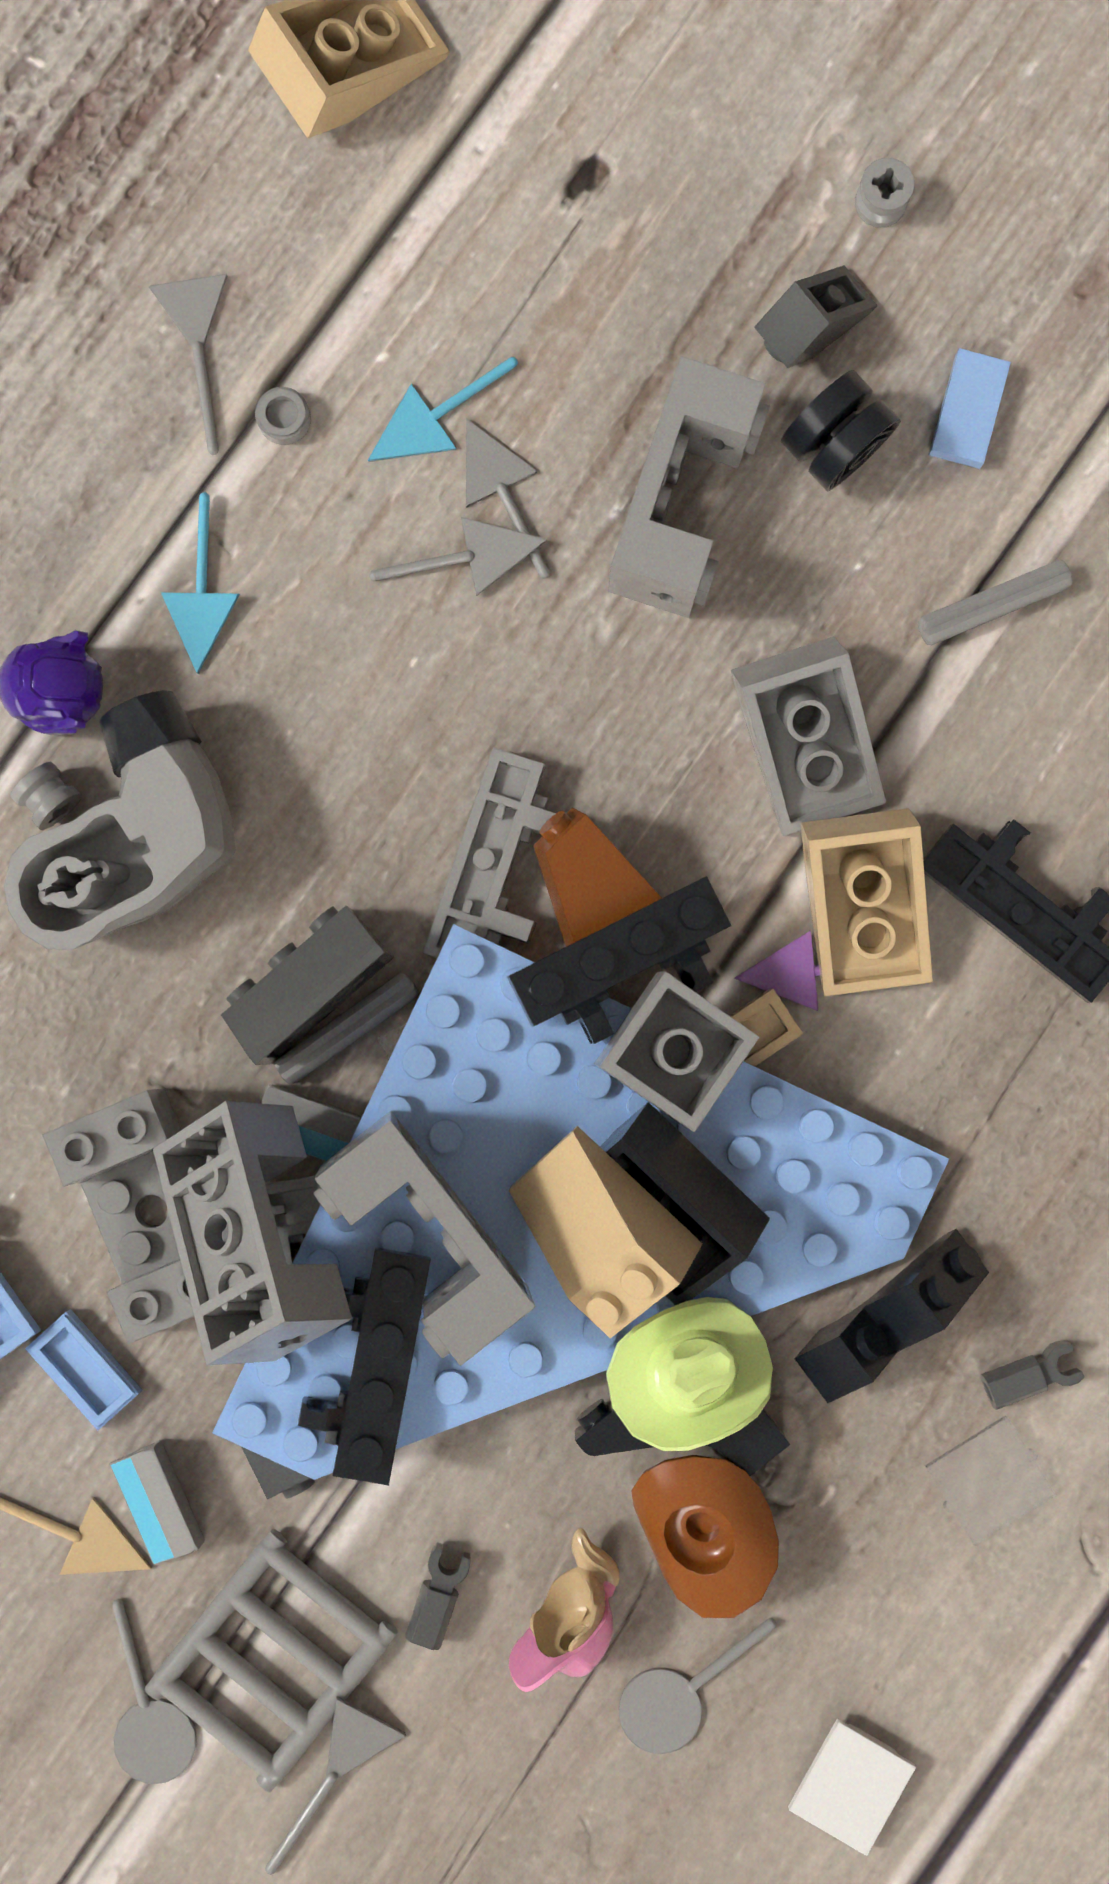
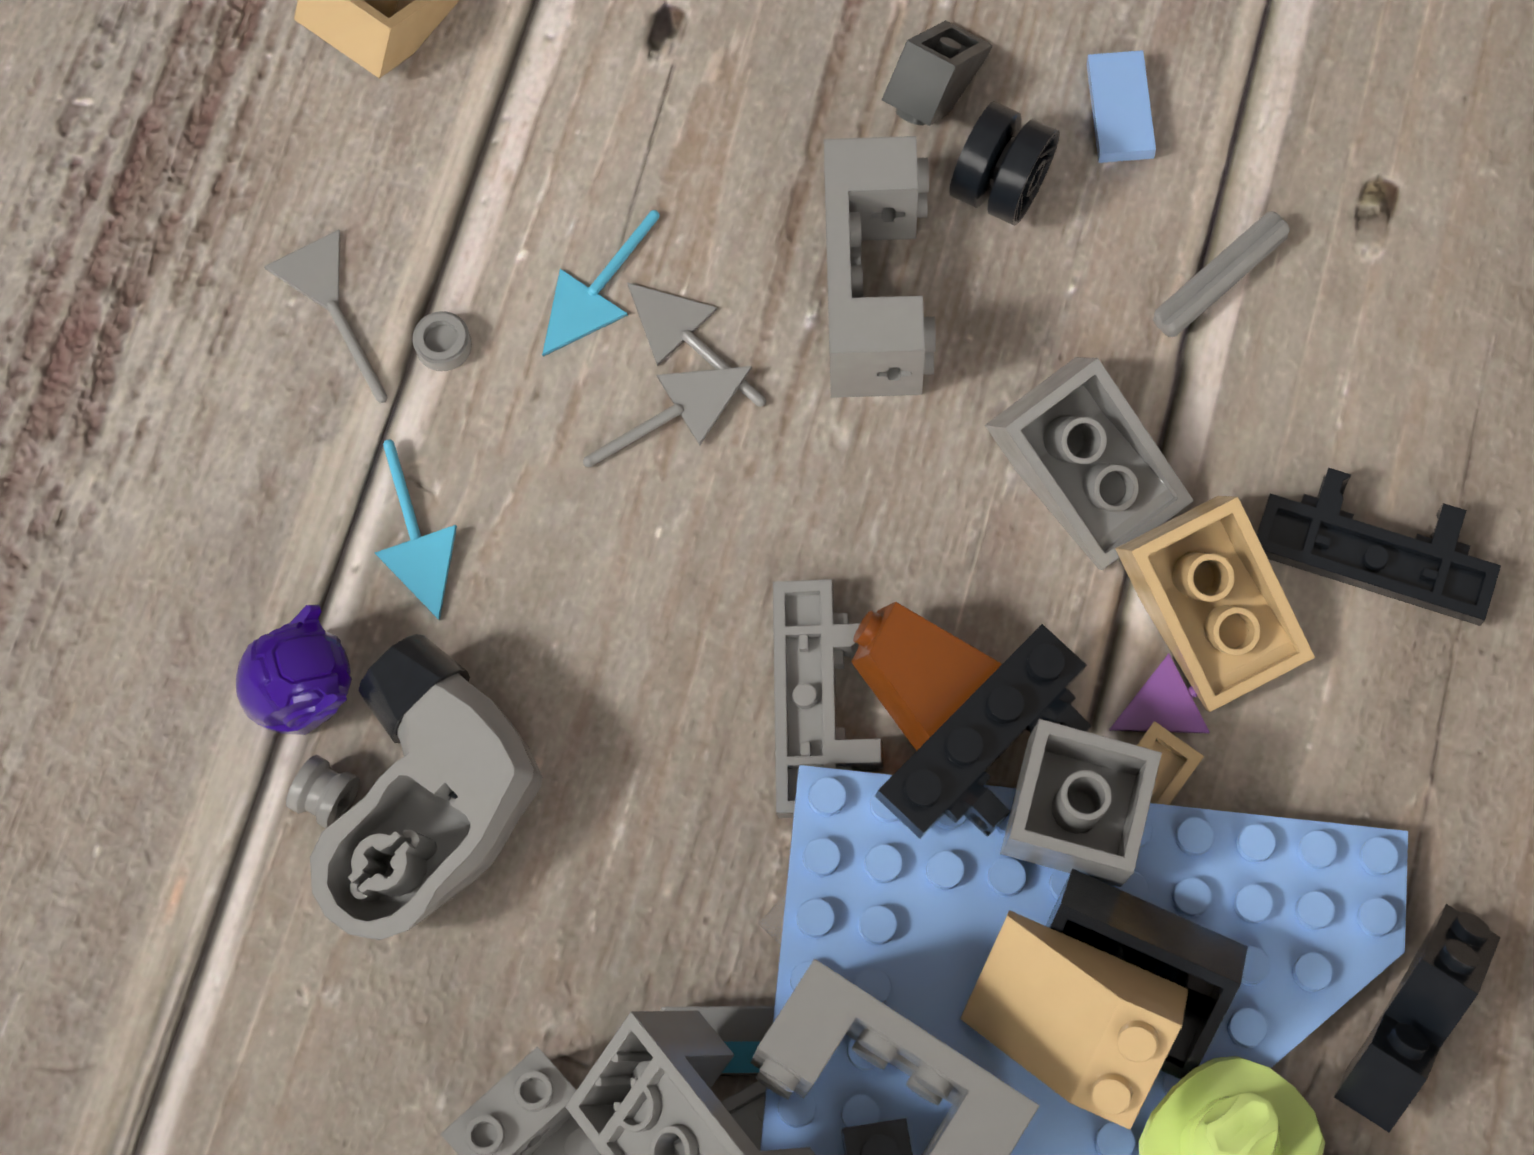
camera: 15 degrees left, 15 degrees down
(304, 985) = (666, 886): dark grey slope -> none
(346, 1028) = (723, 924): light grey axle -> none

